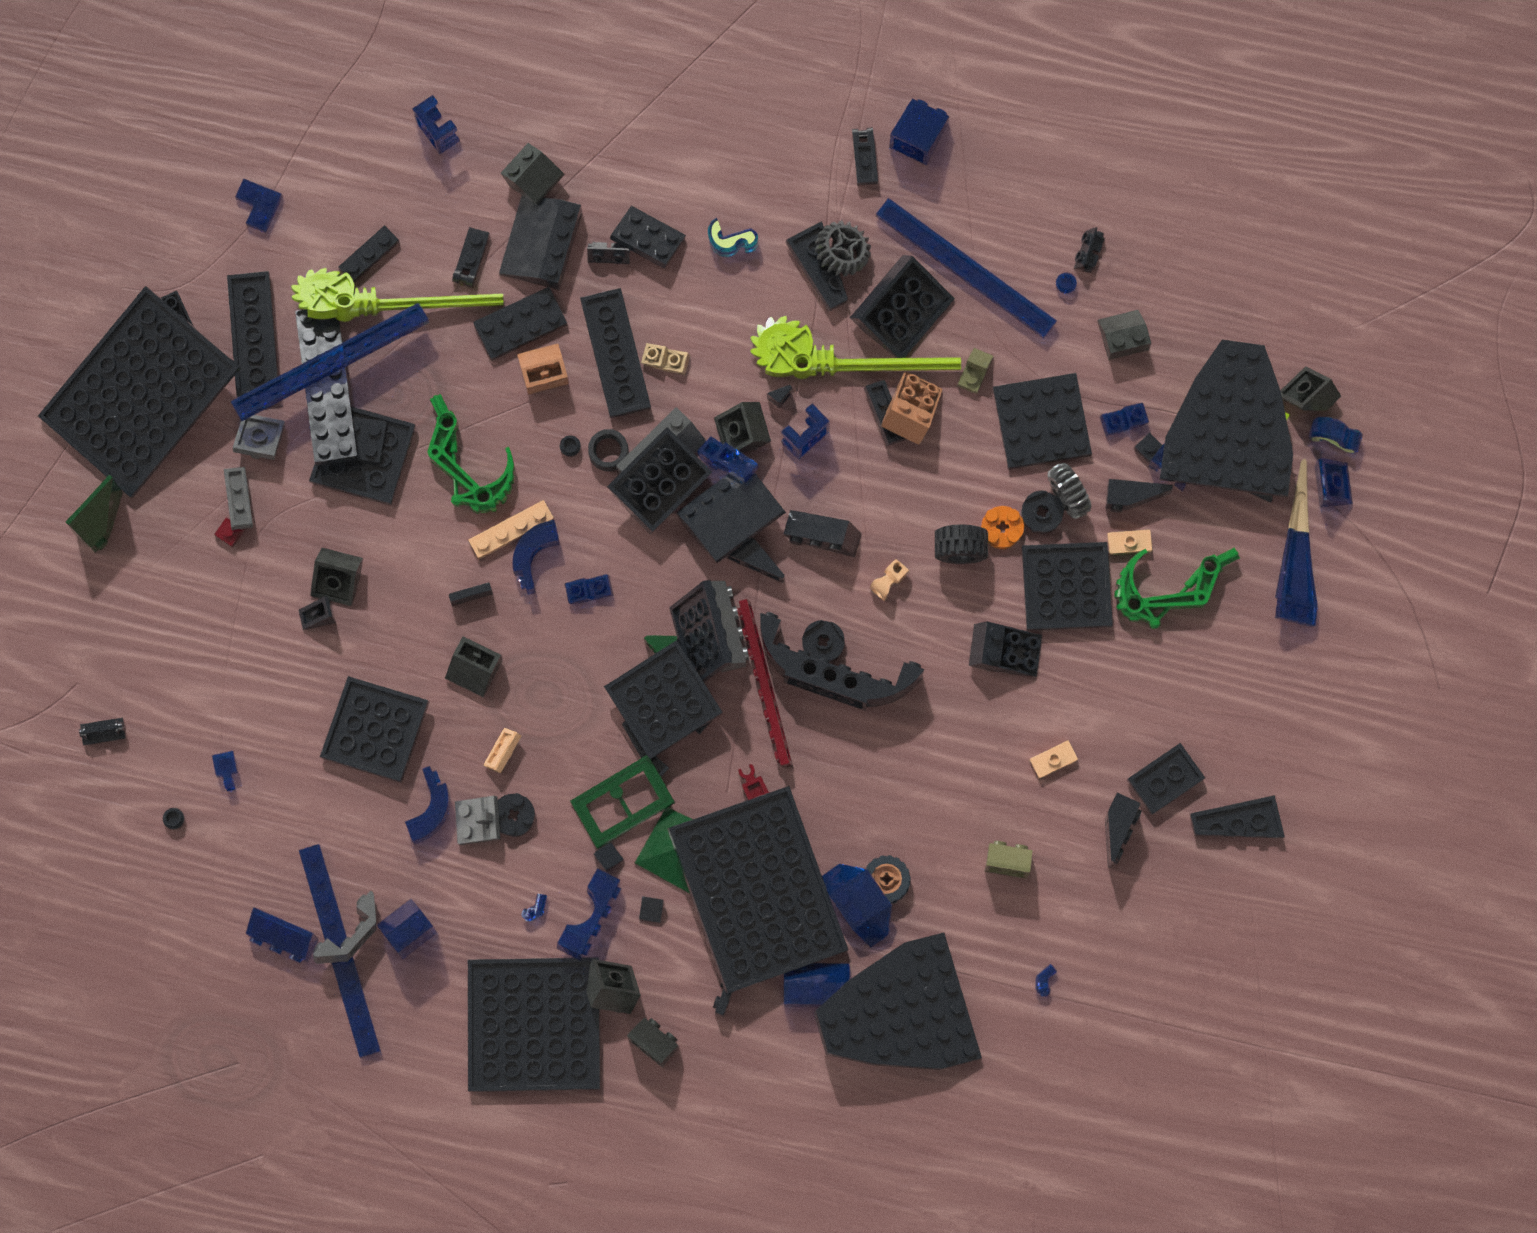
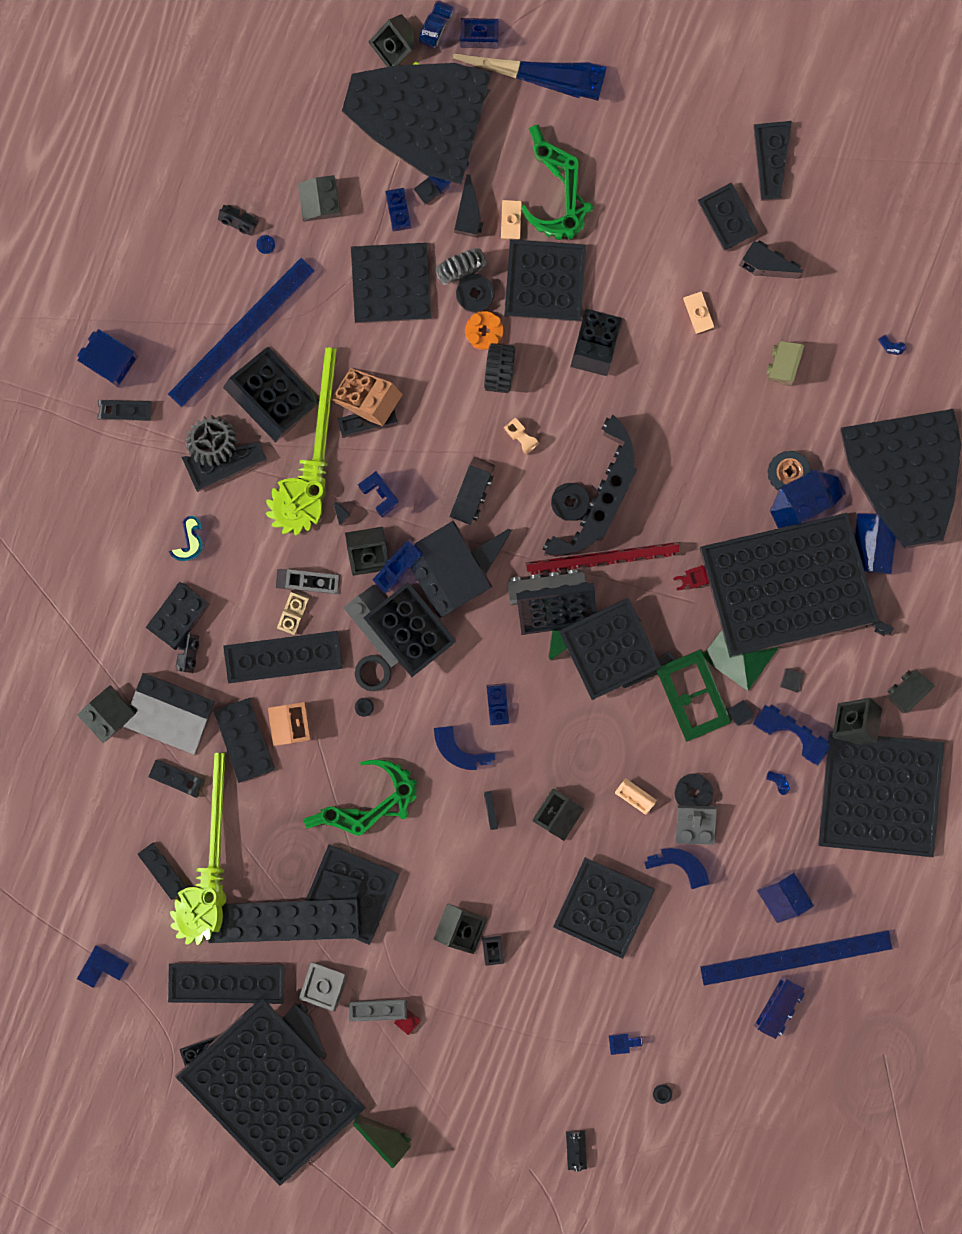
camera: 85 degrees left, 10 degrees up
(212, 422) = (303, 1025): none -> black slope
(329, 362) = (265, 915): clear blue plate -> none
(330, 953) = (801, 966): dark grey slope -> none
(440, 137) = (40, 808): clear blue panel -> none
(510, 529) = (434, 768): light nougat plate -> none
(701, 369) = (307, 581): none -> black slope
(975, 370) = (337, 336): olive slope -> none

